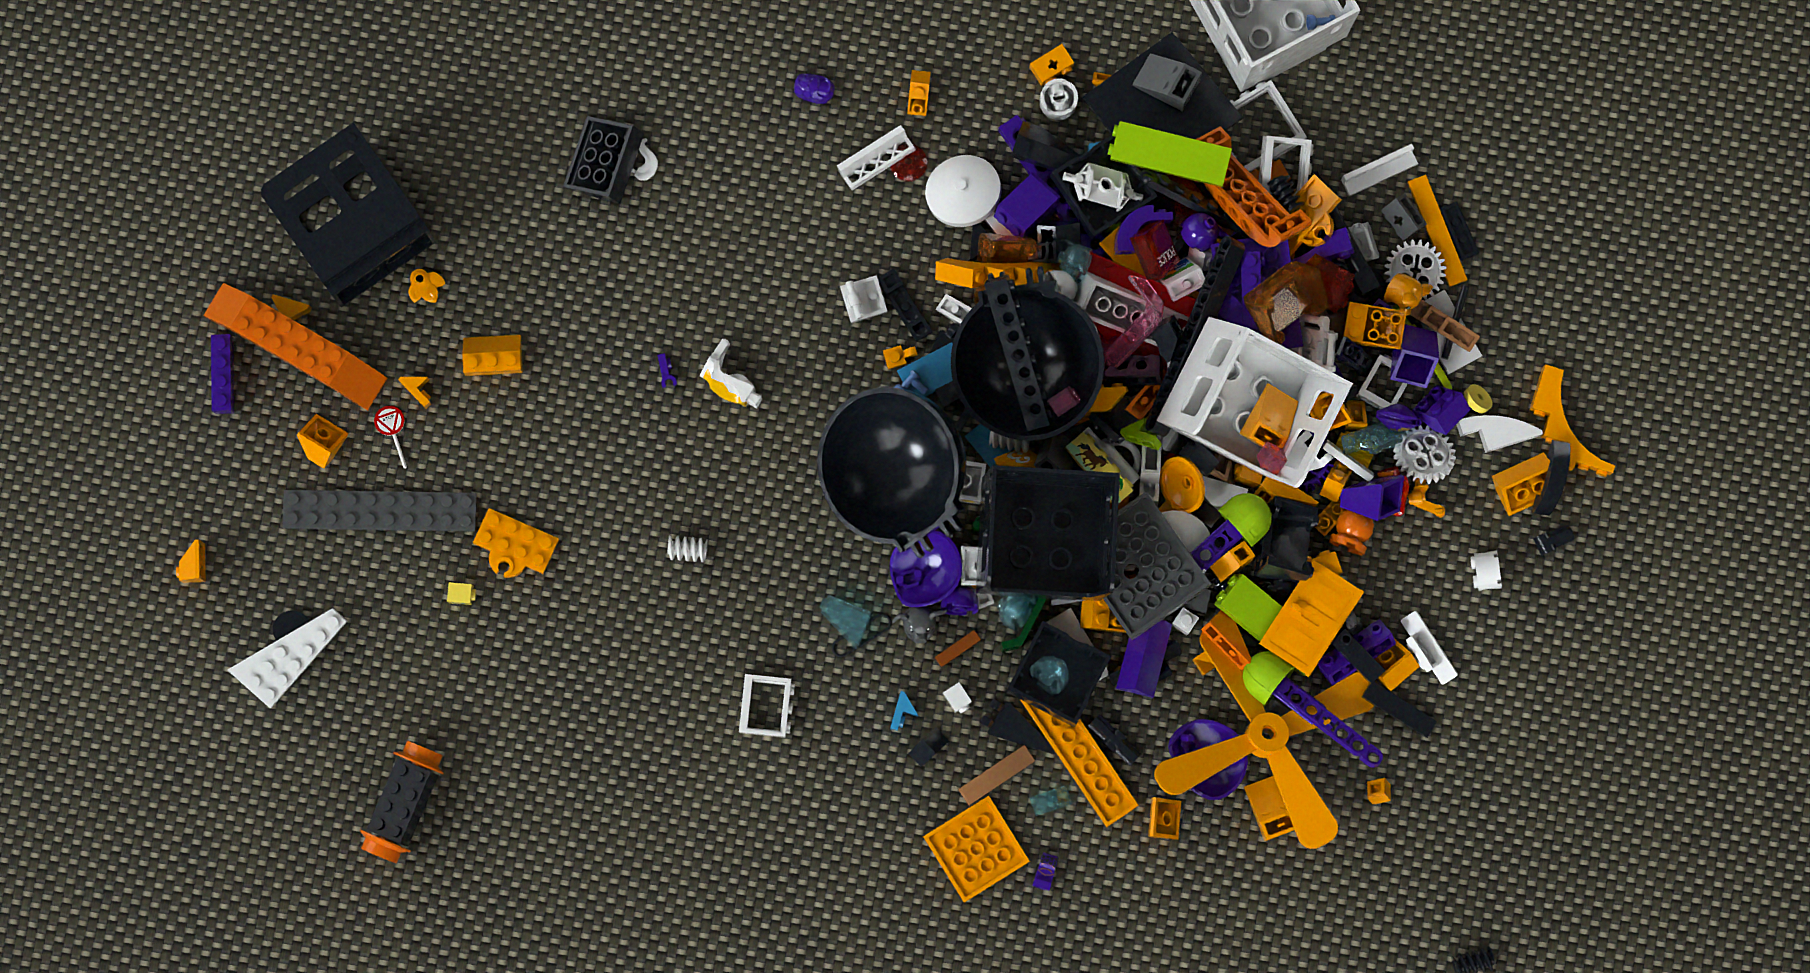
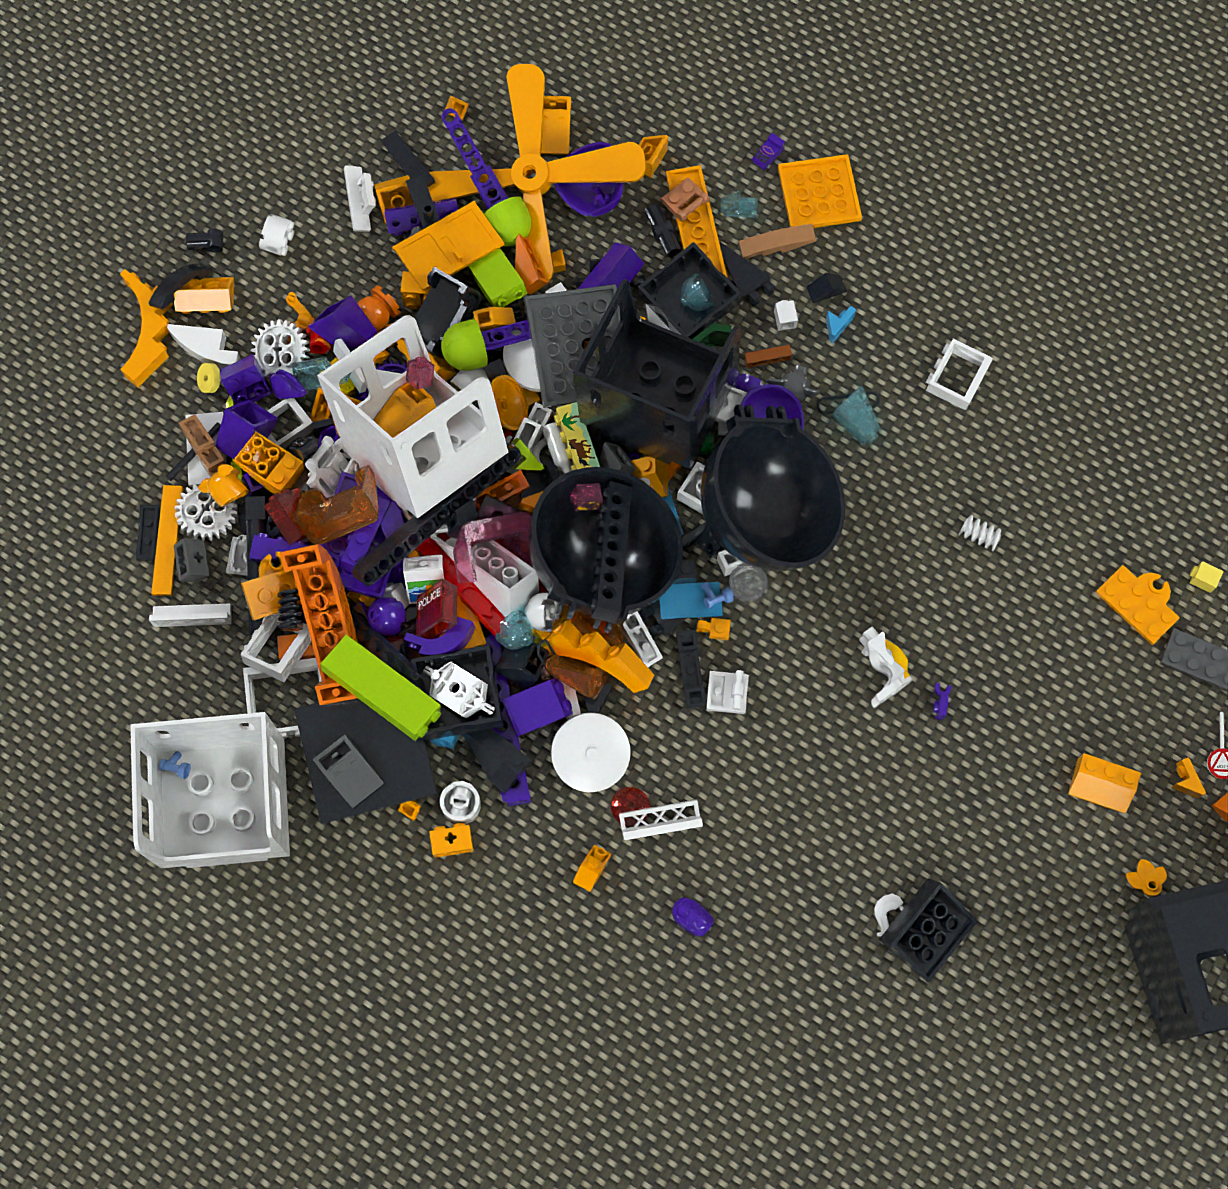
camera: 155 degrees left, 10 degrees down
(1111, 782) = (683, 194): none -> nougat plate

